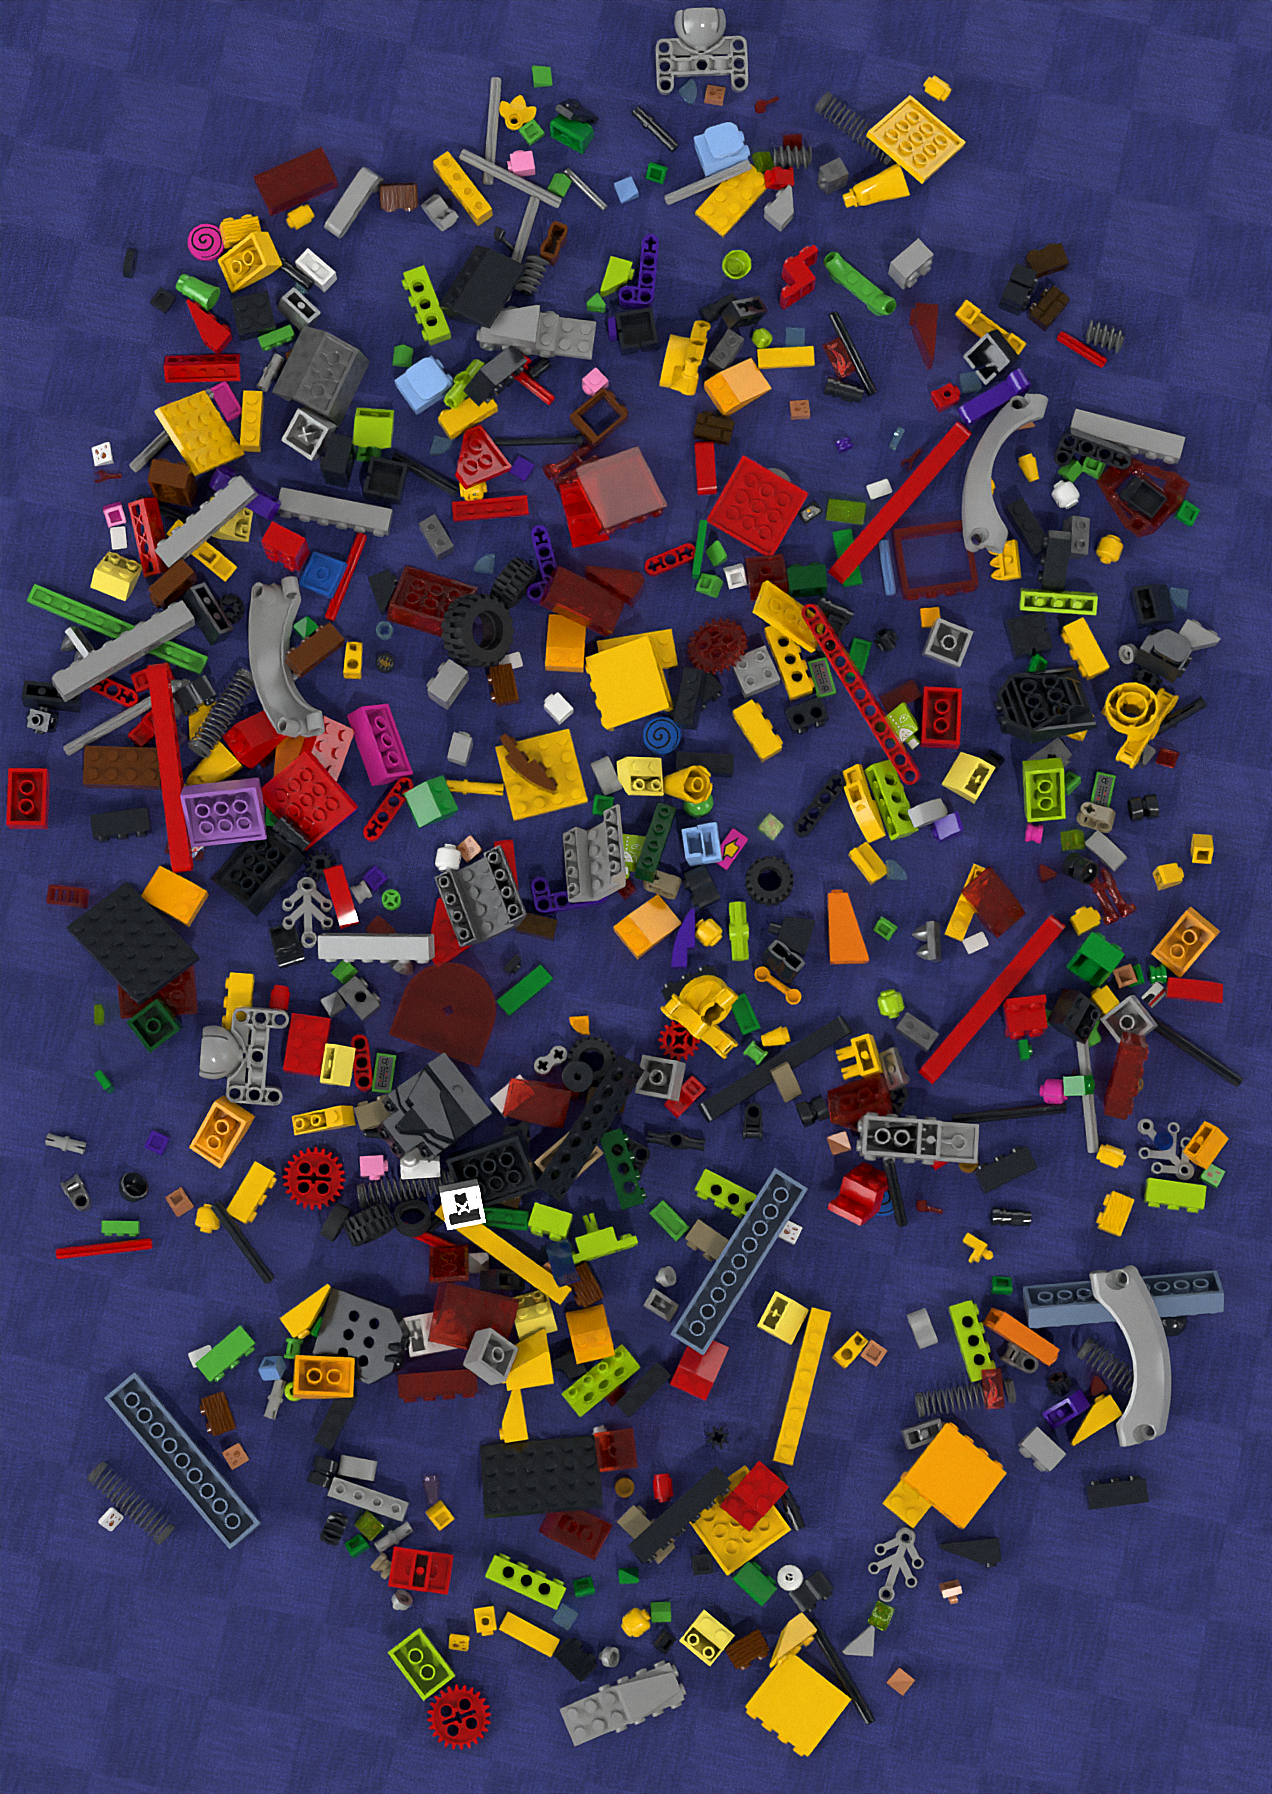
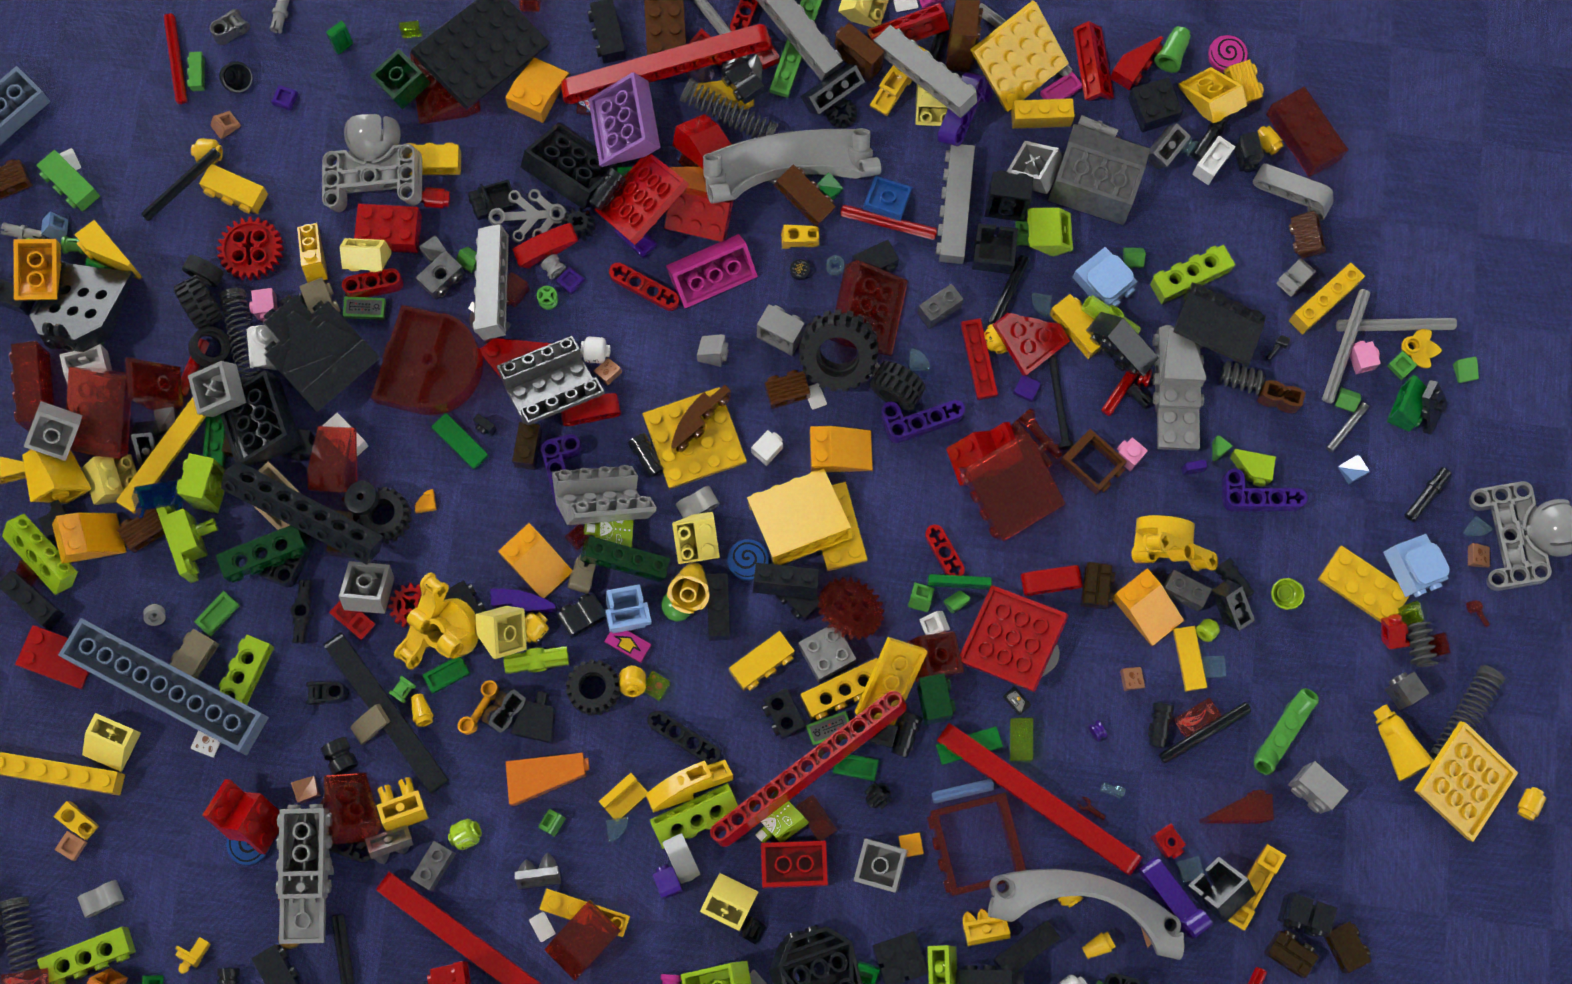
camera: 85 degrees right, 5 degrees down
(163, 301) = (1159, 18): black plate -> none
(215, 768) = (671, 110): yellow piece -> none
(221, 1131) = (296, 155): light orange slope -> none
(276, 338) = (1135, 129): bright green piece -> none
(285, 547) = (908, 152): red brick -> none
(314, 236) = (1248, 151): none -> black brick
(431, 802) = (652, 325): slope -> none
(475, 787) = (674, 376): yellow pin -> none
(525, 230) = (1280, 366): light grey axle -> none
(550, 1060) = (383, 472): light grey axle -> none
(555, 818) = (647, 457): none -> black axle
(582, 601) = (884, 459): clear red brick -> none
(601, 804) = (665, 503): green plate -> none
(619, 581) = (907, 505): clear red slope -> none
(636, 331) = (1196, 494): black piece -> none
(656, 173) = (1378, 500): green slope -> none
(661, 1305) = (123, 610): light grey slope -> none
(707, 182) = (1377, 555): light grey axle -> none
(713, 954) = (502, 630): none -> light yellow slope
(766, 845) = (632, 681): none -> yellow head
(781, 210) = (1358, 638): light grey slope -> none
(798, 276) = (1285, 660): red bracket -> none
(879, 489) = (1053, 775): white sticker -> none
(895, 1192) = (246, 854): black axle -> none
(921, 1206) = (237, 889): clear red hand -> none

